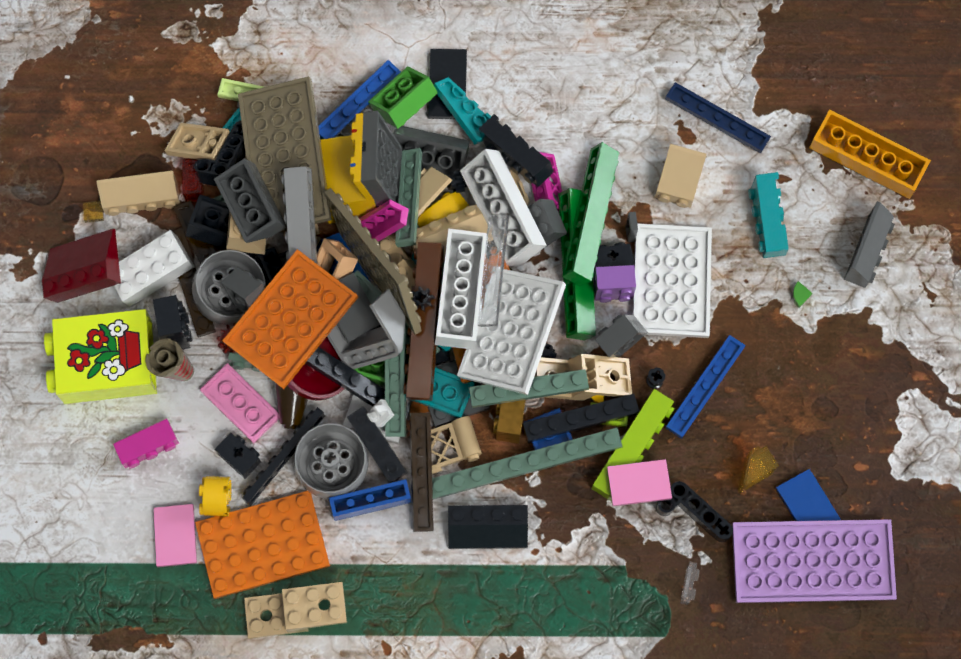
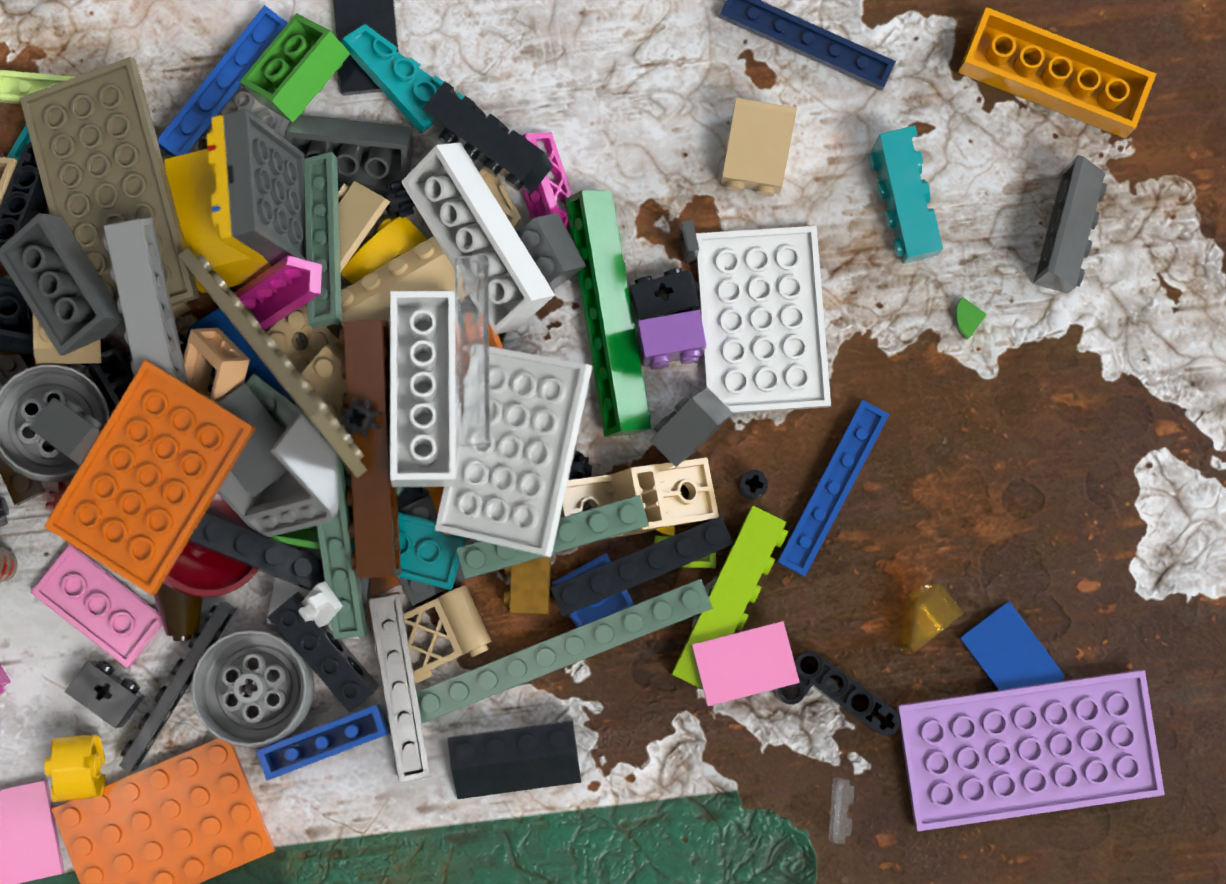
camera: 10 degrees left, 10 degrees up
(591, 214) = (621, 230): brick -> none

